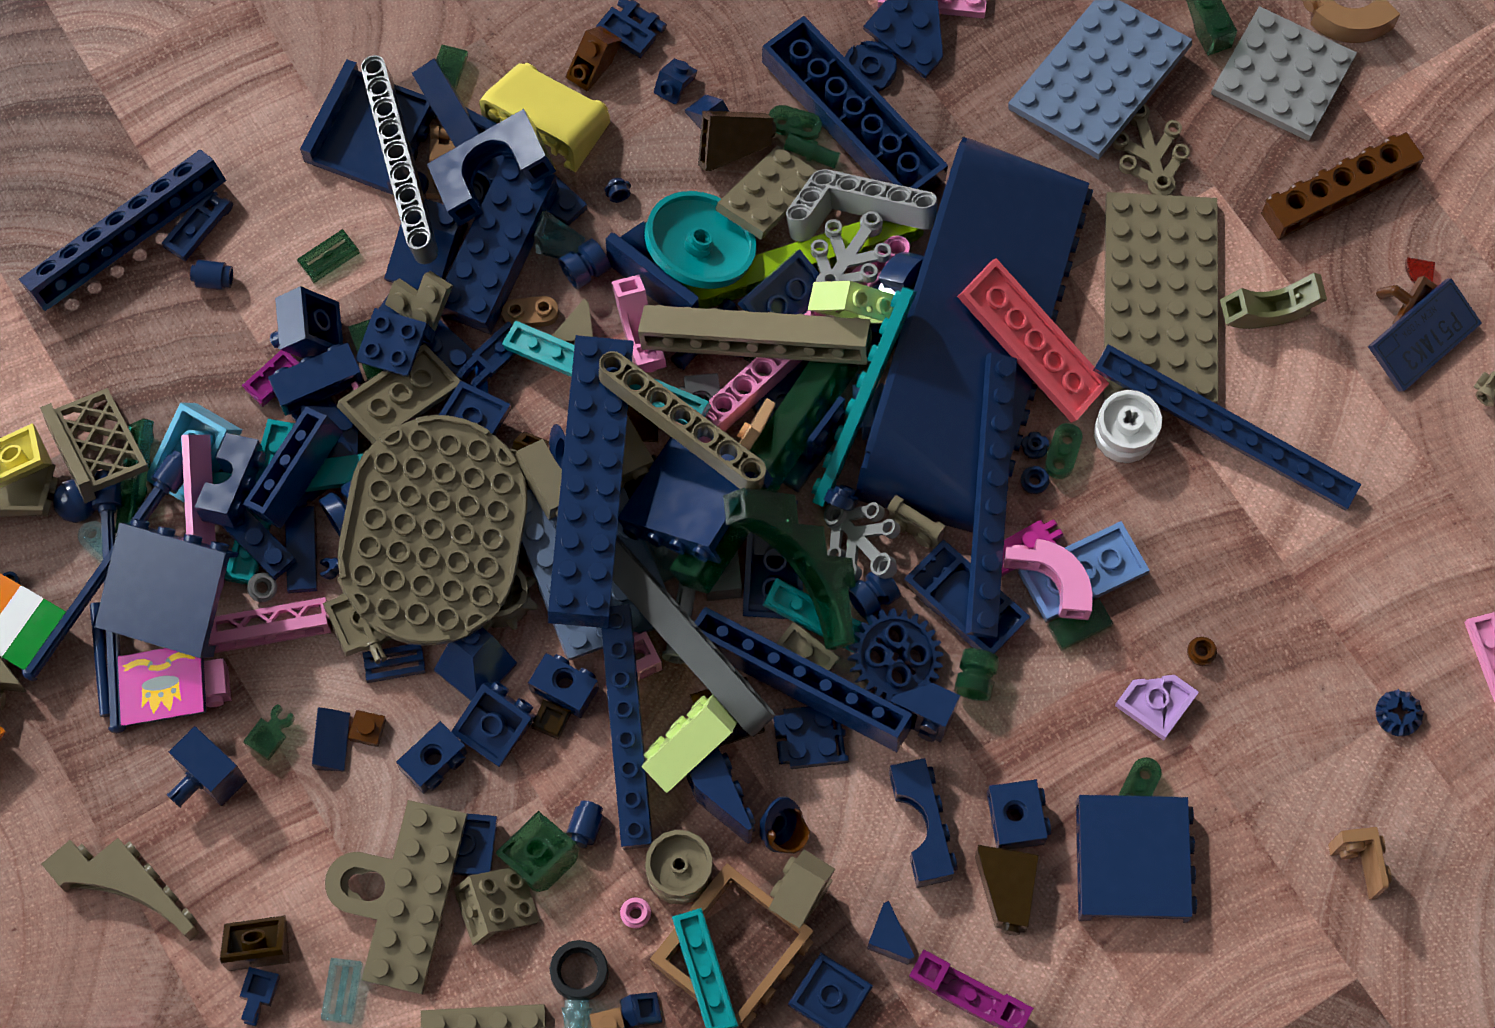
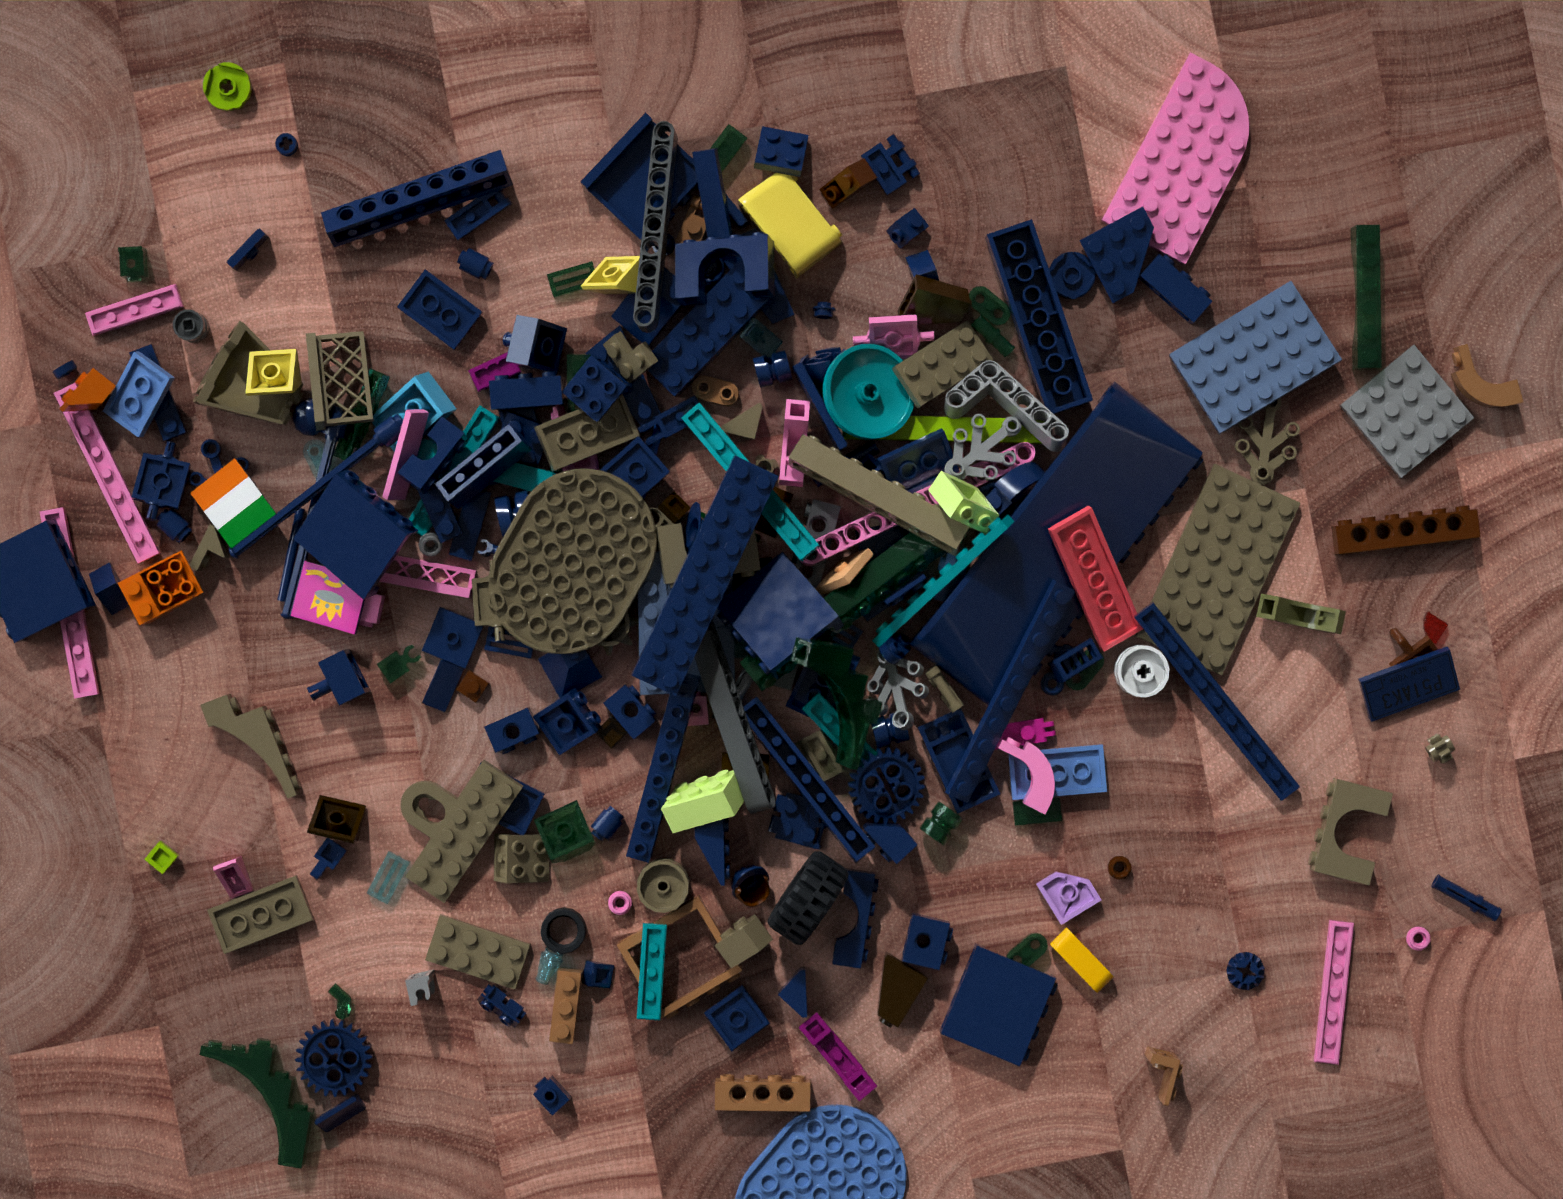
camera: 20 degrees right, 20 degrees up
(188, 335) = (439, 309): none -> dark blue plate
(324, 681) = (452, 637): none -> dark blue plate
(374, 232) = (614, 276): none -> light yellow slope
(508, 49) = (781, 151): none -> dark blue plate
(677, 409) = (787, 552): dark tan beam -> none
(707, 175) = (895, 333): none -> bright pink plate
(857, 806) = (808, 898): none -> black tyre
(985, 38) = (1175, 288): none -> dark blue brick
(1039, 455) = (1058, 670): none -> dark blue slope
(1207, 770) = (1081, 960): none -> yellow beam
(1429, 548) = (1342, 798): none -> dark tan arch

